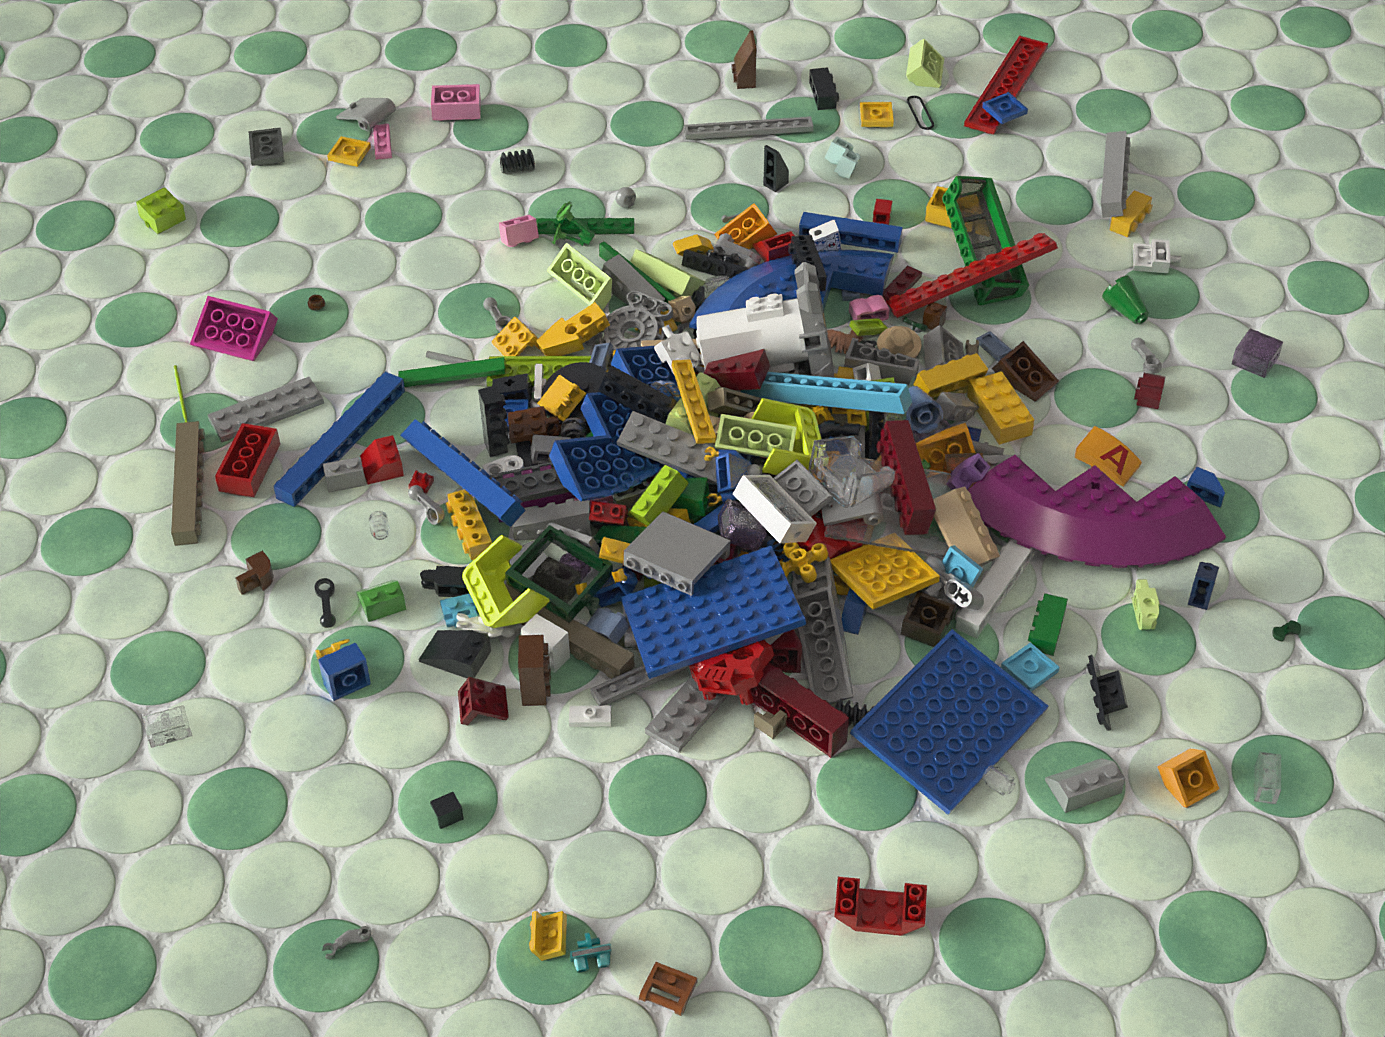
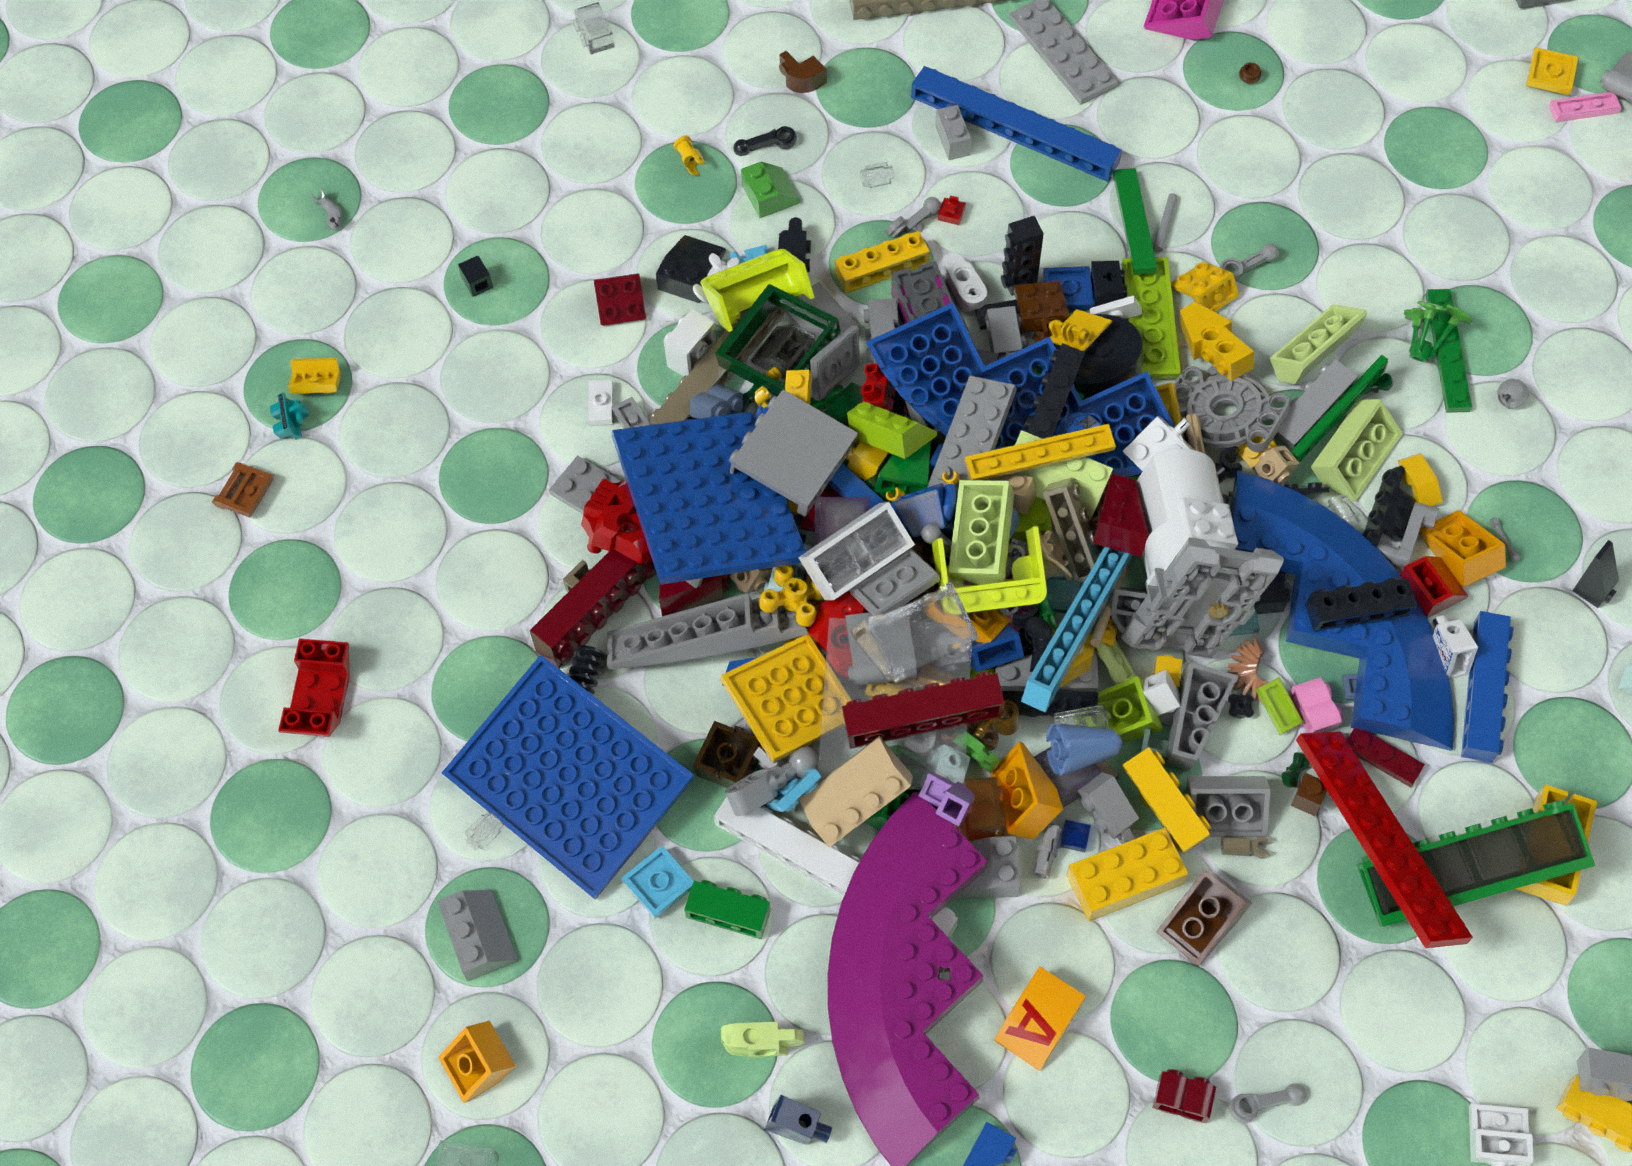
camera: 90 degrees right, 15 degrees up
(247, 460) = (967, 39): red brick -> none
(344, 671) = (653, 162): blue brick -> none
(381, 460) = (981, 169): red slope -> none
(464, 473) = (940, 235): blue brick -> none
(516, 160) = (1565, 258): black piece -> none
(518, 230) = (1413, 268): bright pink brick -> none
(534, 670) = (640, 329): reddish brown brick -> none
(601, 355) = (1167, 373): sand blue tile -> none
(882, 211) = (1541, 732): red brick -> none
(900, 340) = (1248, 746): tan hat -> none
(993, 345) = (1265, 880): sand blue tile -> none
(1108, 690) = (614, 972): black bracket -> none
(1126, 300) = (1378, 1080): green cone -> none

